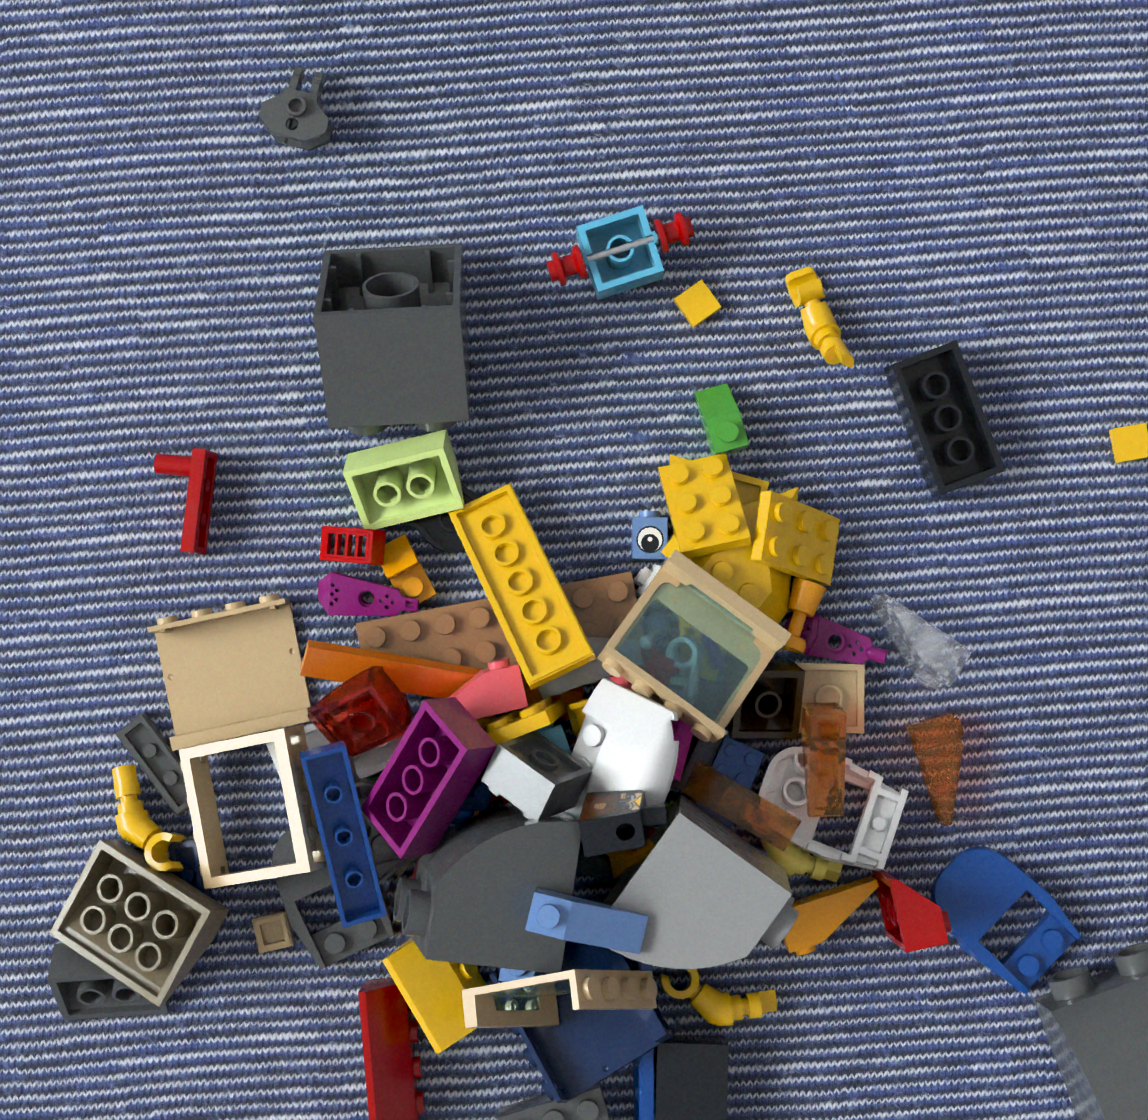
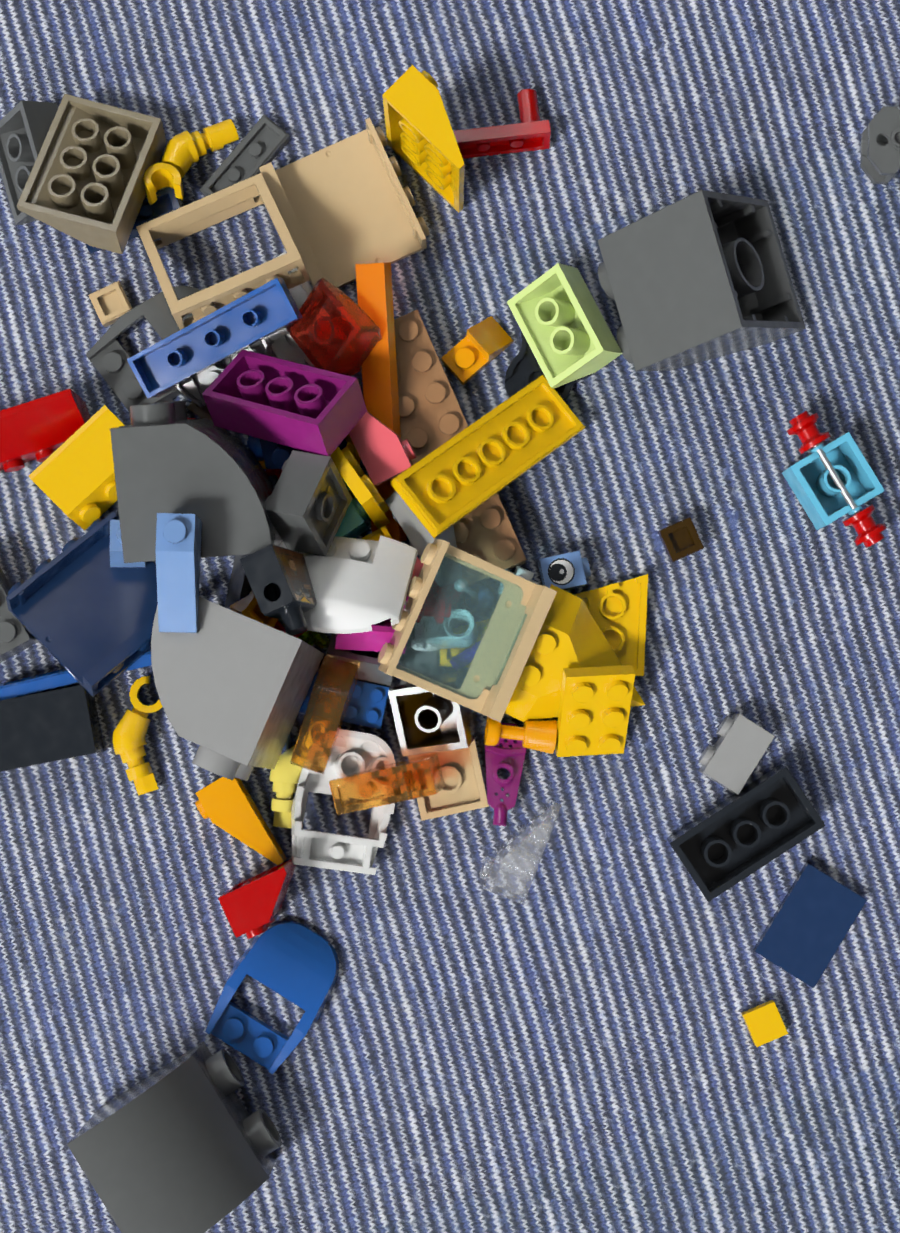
camera: 80 degrees right, 0 degrees up
(179, 578) = (423, 134): none -> yellow slope
(351, 601) = (441, 303): magenta piece -> none
(373, 547) = (491, 311): red slope -> none
(534, 1001) = (102, 563): tan panel -> none
(643, 414) = (680, 539): none -> dark brown tile
(697, 303) = (801, 569): yellow tile -> none
(704, 506) = (605, 614): yellow plate -> none
(721, 420) = (692, 617): bright green slope -> none
(817, 317) = (816, 687): yellow piece -> none
(863, 410) = (735, 752): none -> light grey brick
(939, 757) = (416, 898): clear orange slope -> none
(1045, 377) = (809, 925): none -> dark blue tile

